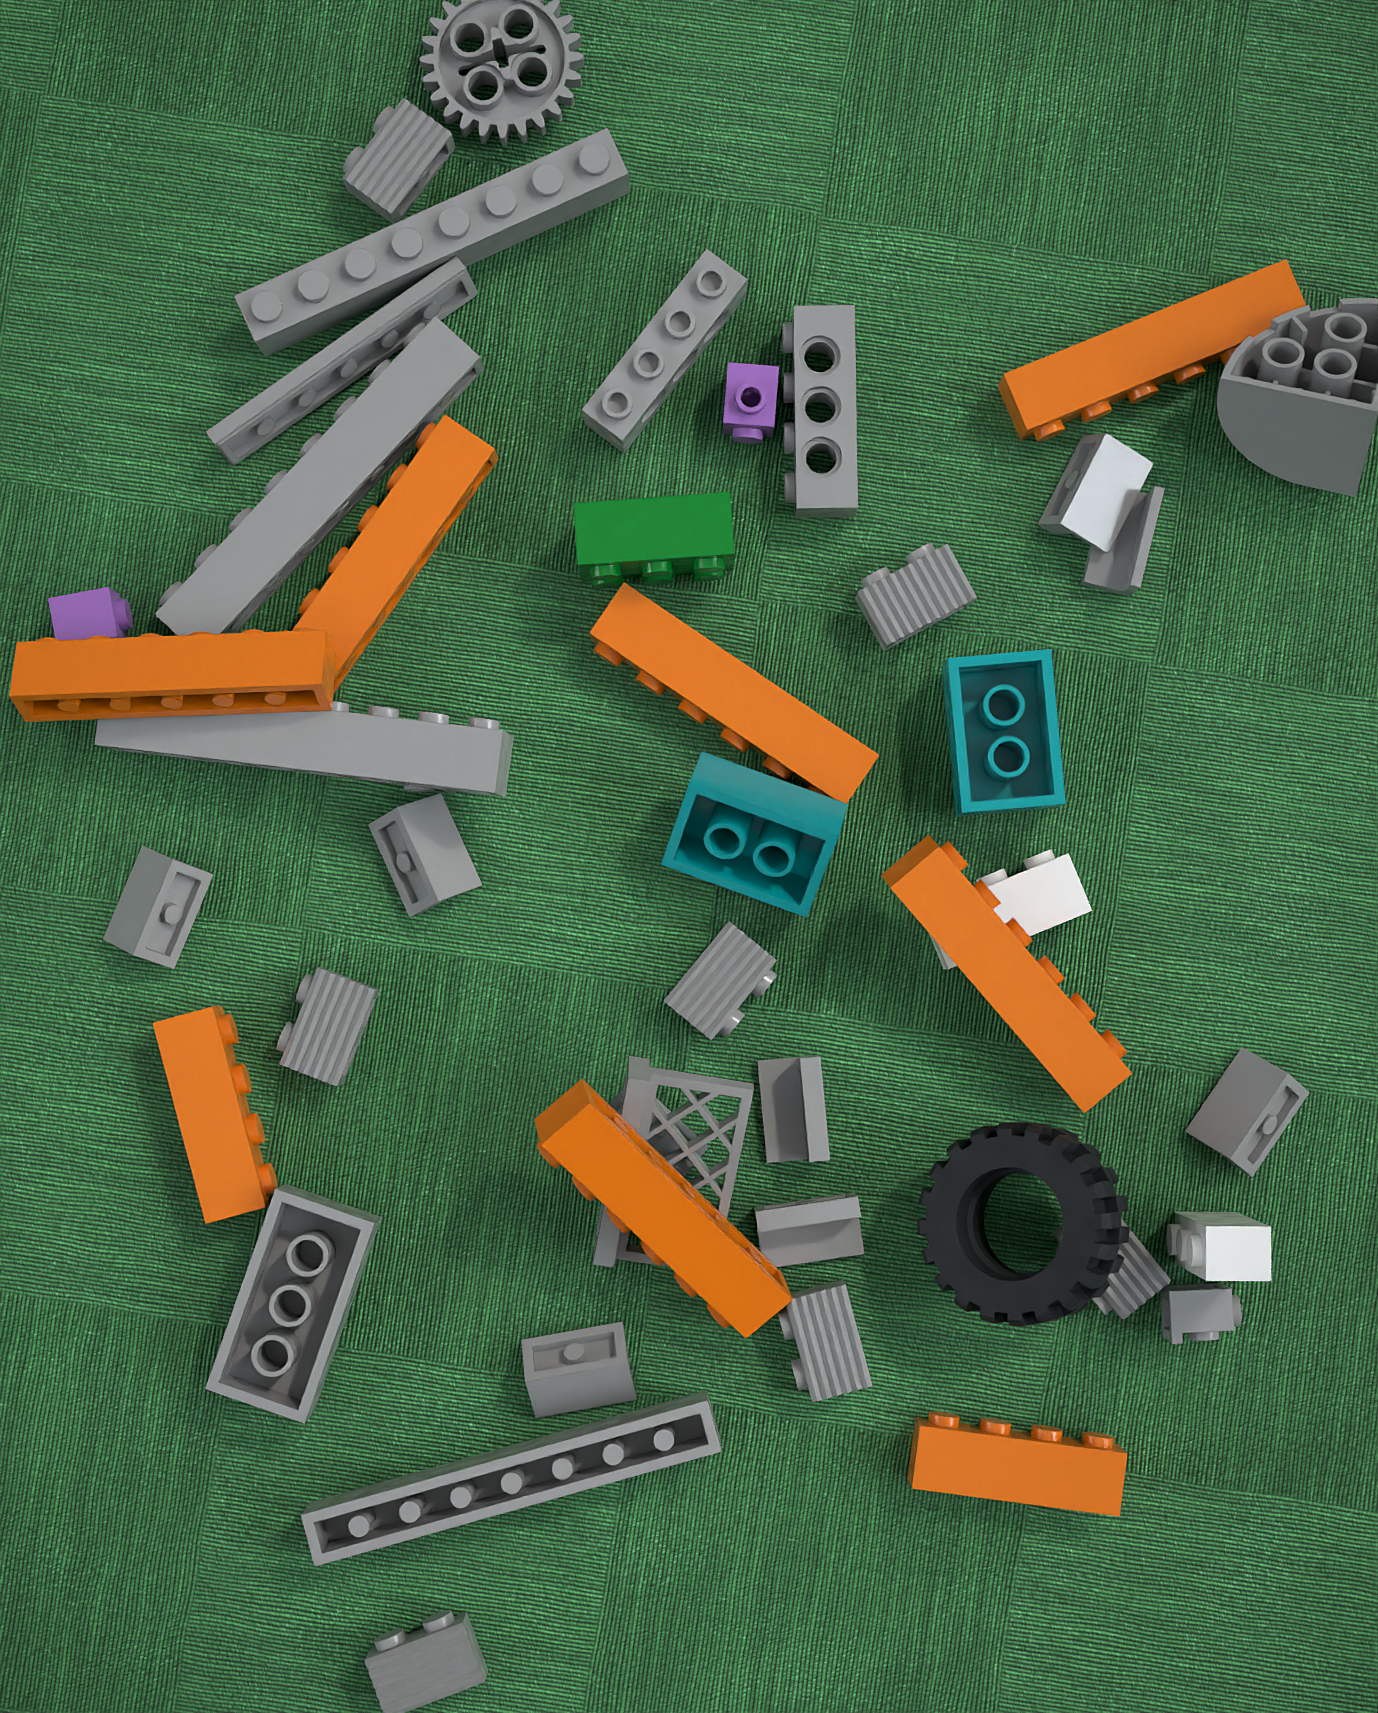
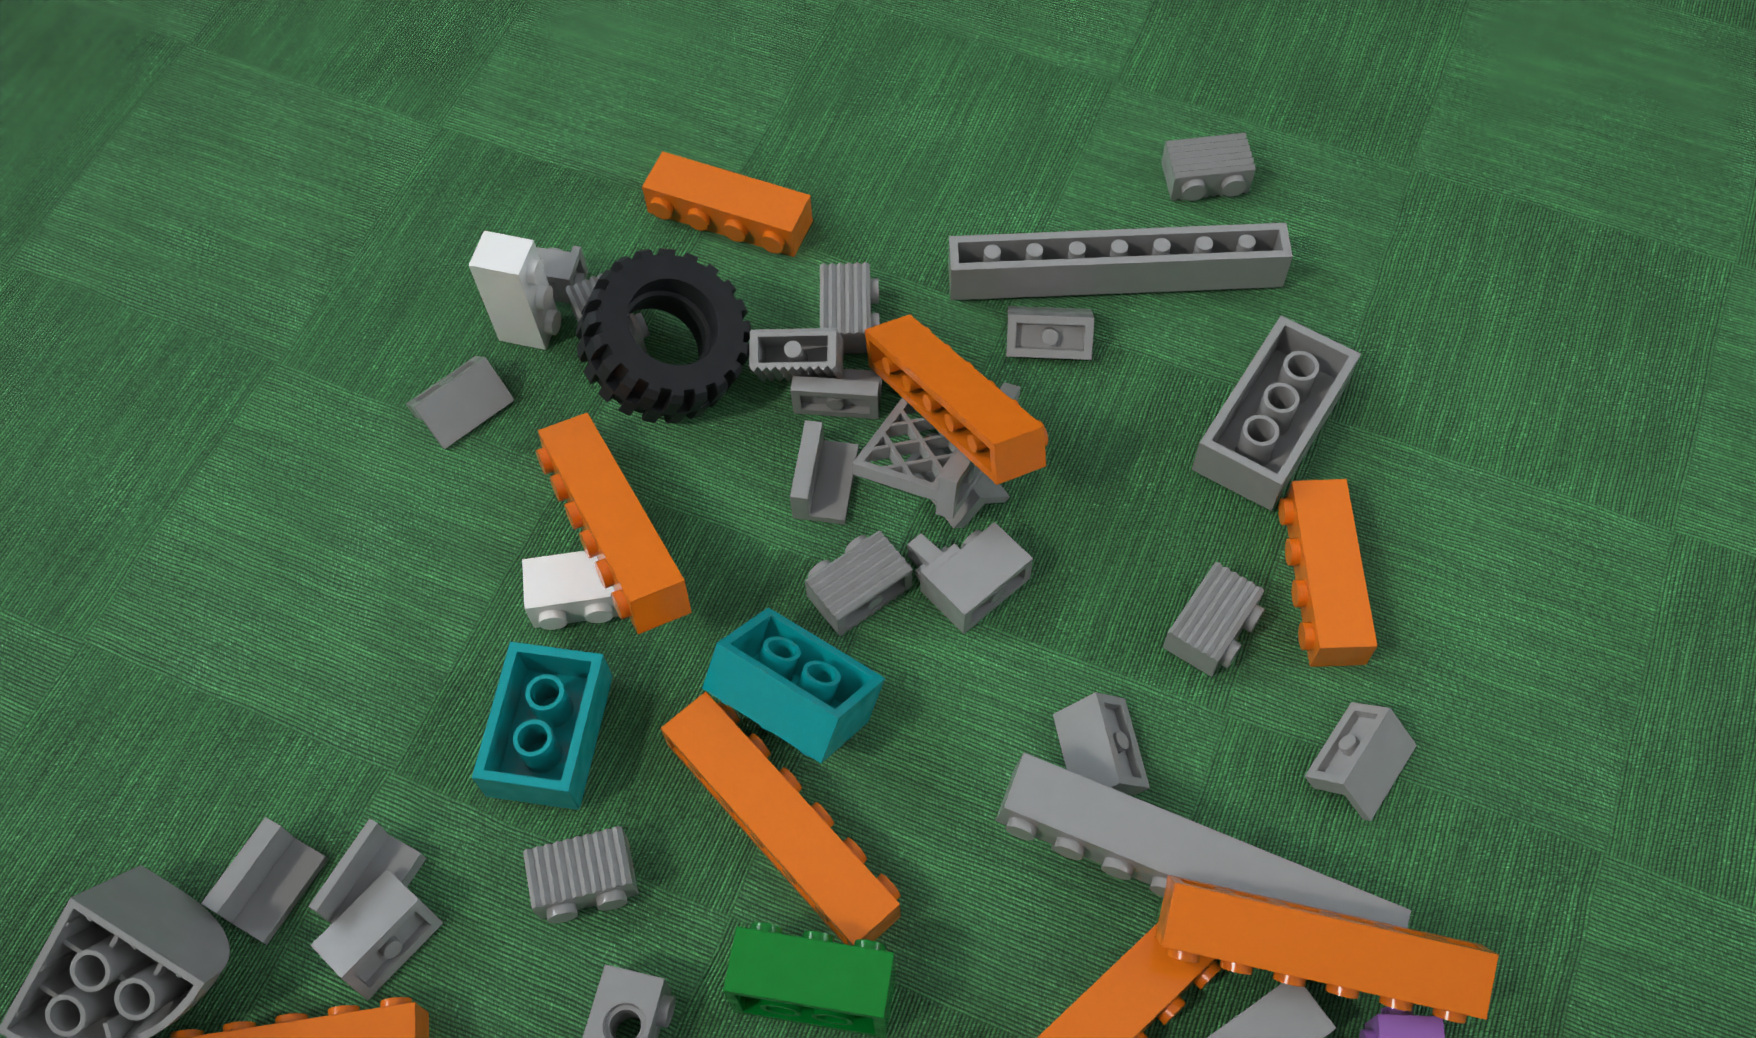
camera: 165 degrees left, 25 degrees down
(596, 1012) = (970, 579): none -> light grey hinge
(864, 1246) = (796, 353): none -> light grey brick
(1226, 518) = (265, 881): none -> light grey panel

